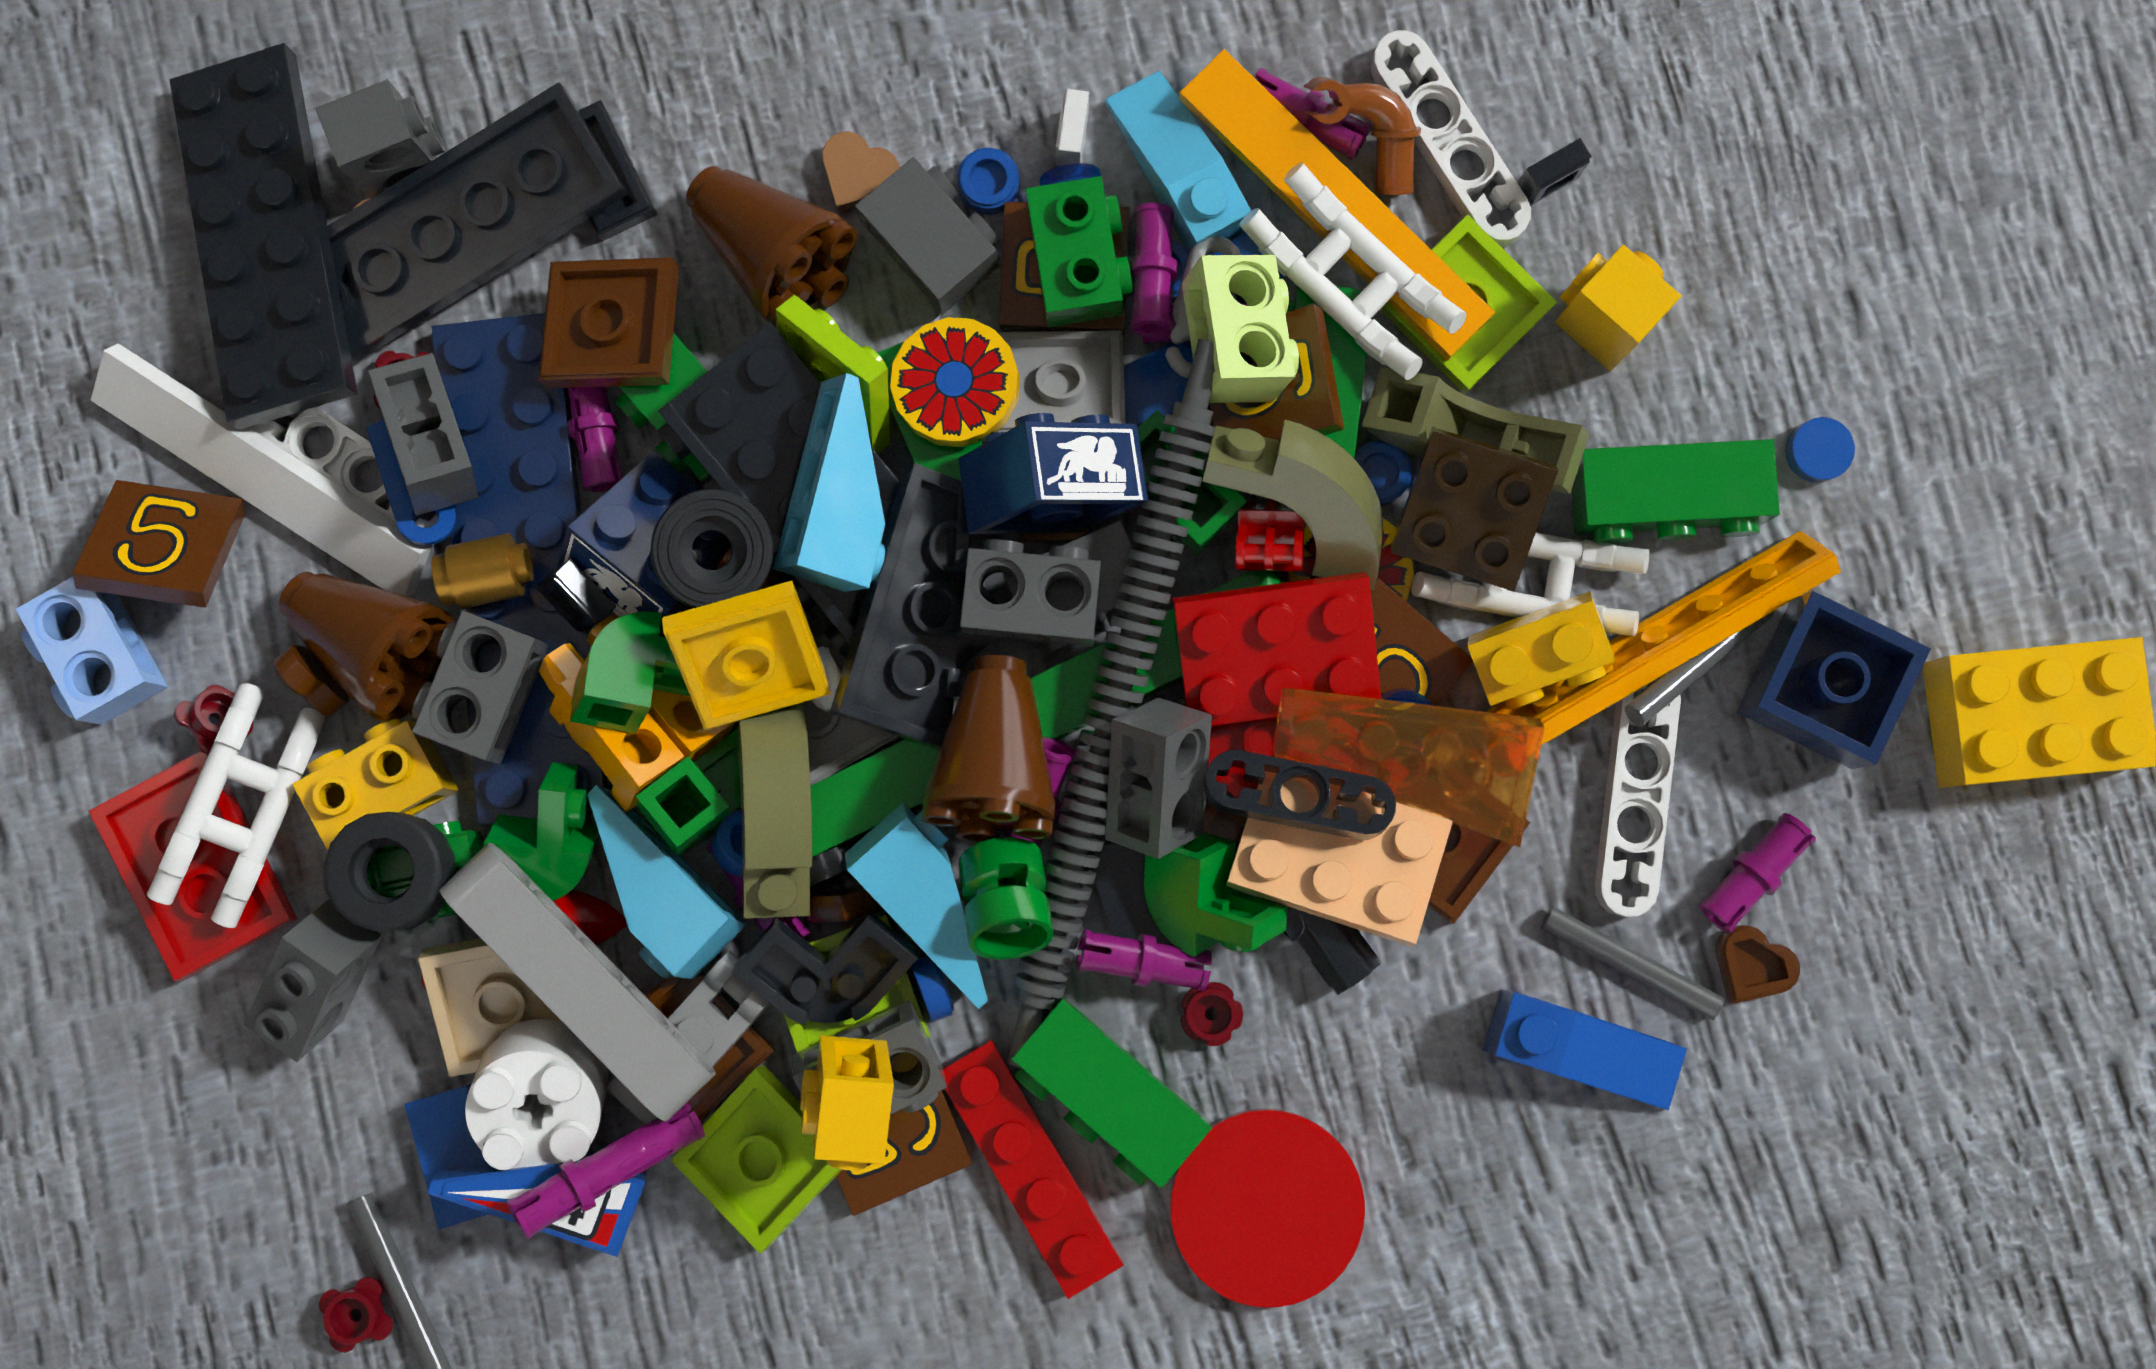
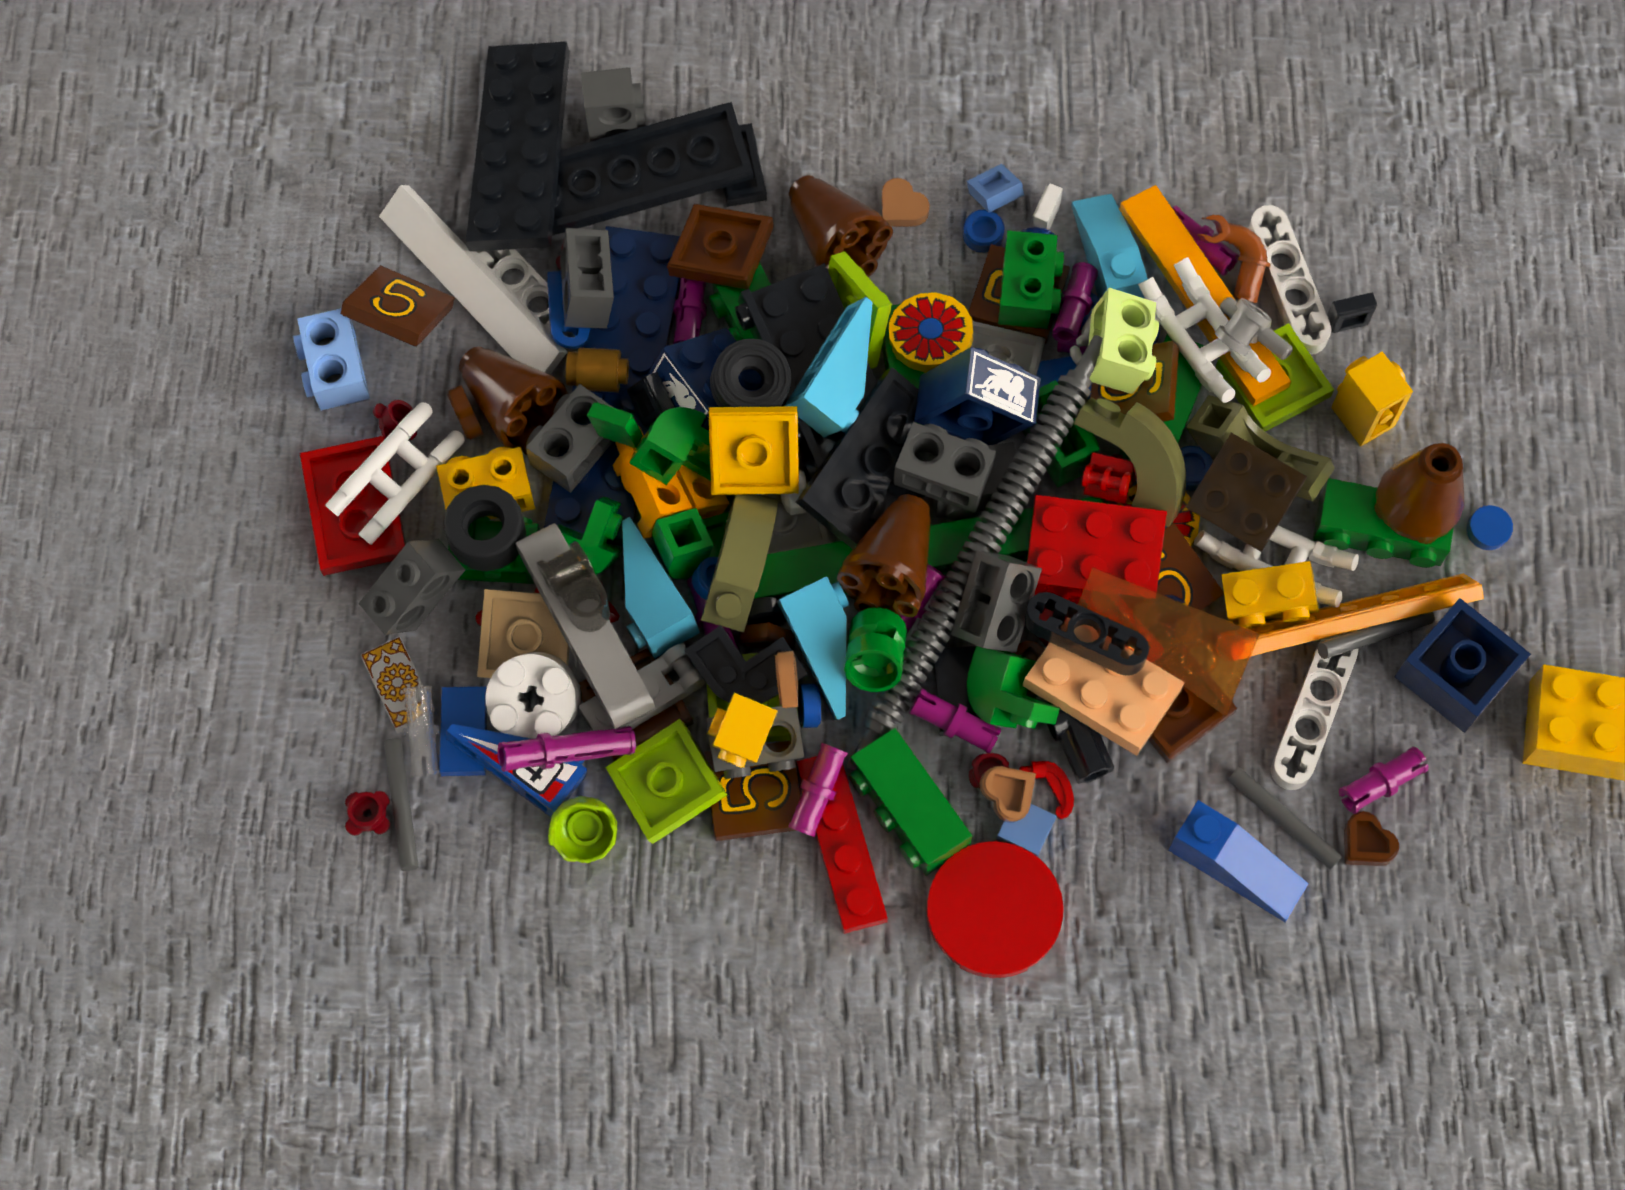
camera: 15 degrees right, 15 degrees down
(342, 1113) = (391, 672): none -> tile
(393, 1181) = (421, 731): none -> clear pin
(531, 672) = (615, 424): none -> green tile
(534, 941) = (572, 581): none -> clear smoke piece
(664, 1262) = (582, 829): none -> lime hair
(892, 989) = (787, 679): none -> medium nougat tile
(929, 234) = (937, 247): dark grey brick -> none
(978, 1120) = (817, 789): none -> magenta pin
(988, 109) = (995, 188): none -> medium blue tile
(1246, 1042) = (1009, 790): none -> medium nougat tile
(1280, 1077) = (1030, 831): none -> medium blue tile
(1307, 997) = (1058, 783): none -> red piece
(1415, 257) = (1247, 326): none -> light grey piece
(1725, 450) = (1423, 493): none -> reddish brown cone

